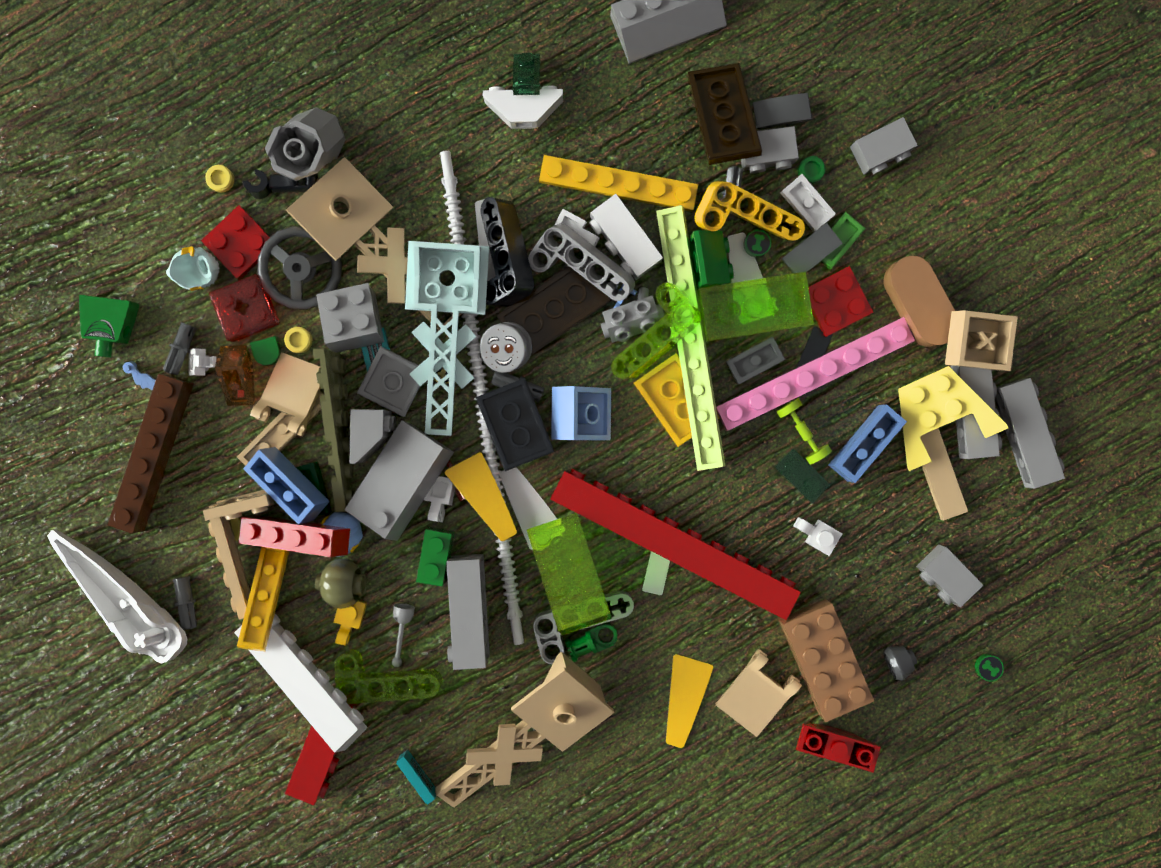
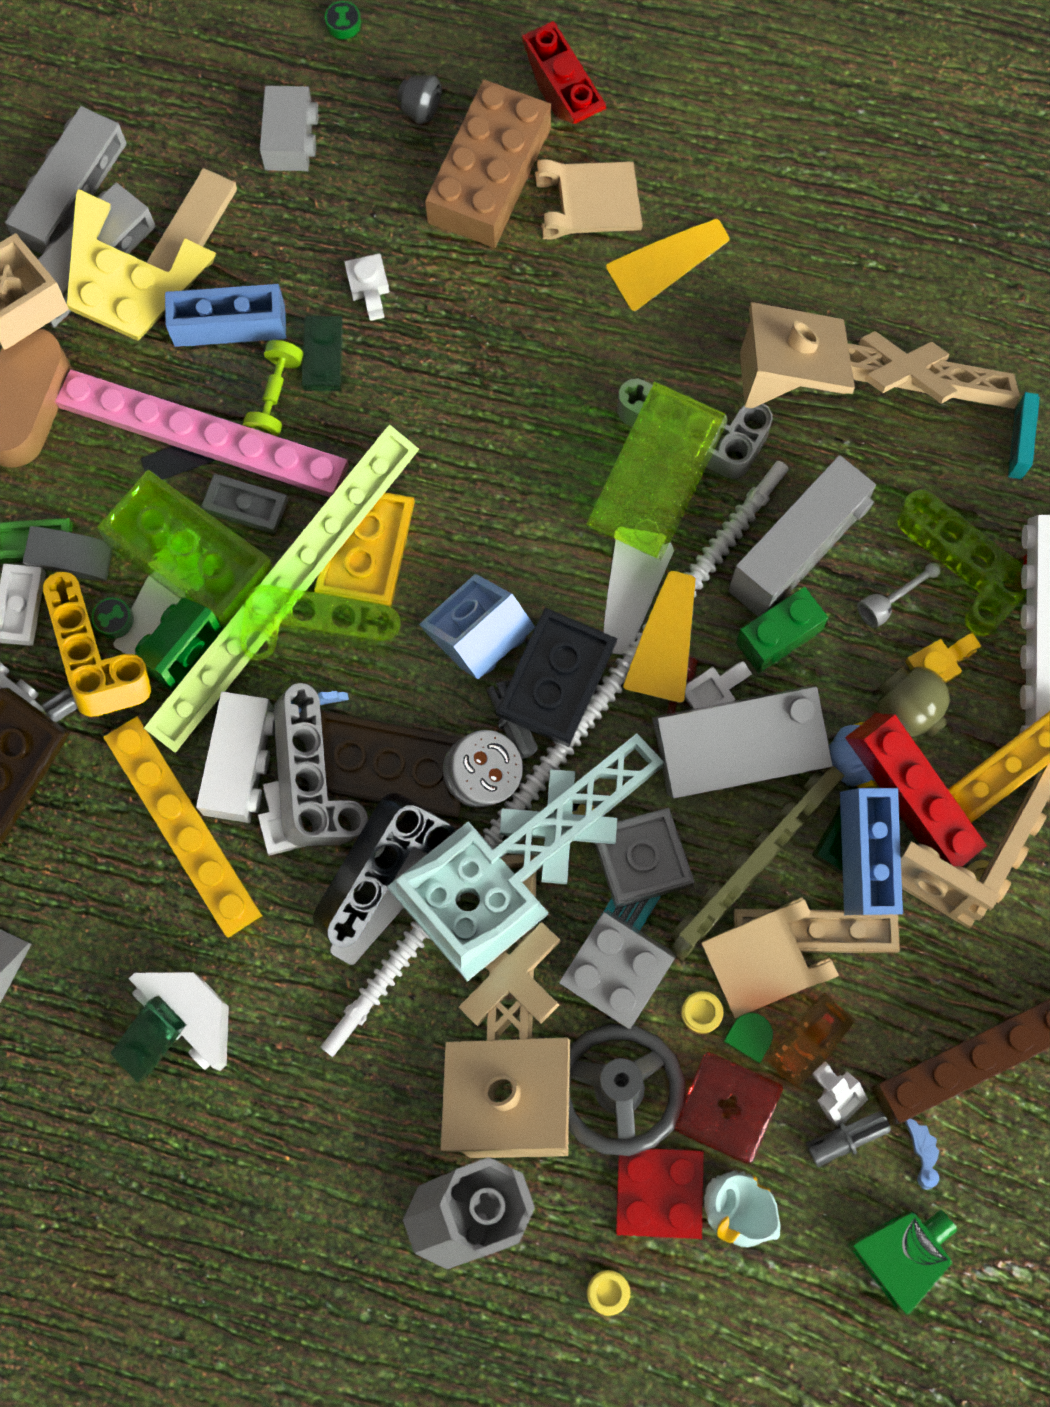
camera: 135 degrees left, 15 degrees down
(277, 183) = (548, 1214): black piece -> none
(369, 432) = (720, 820): light grey slope -> none
(590, 642) = (708, 393): green connector -> none
(632, 317) = (314, 663): light grey brick -> none
(656, 574) = (564, 404): sticker -> none
(675, 544) = (520, 410): red brick -> none
(838, 301) = (96, 478): red plate -> none

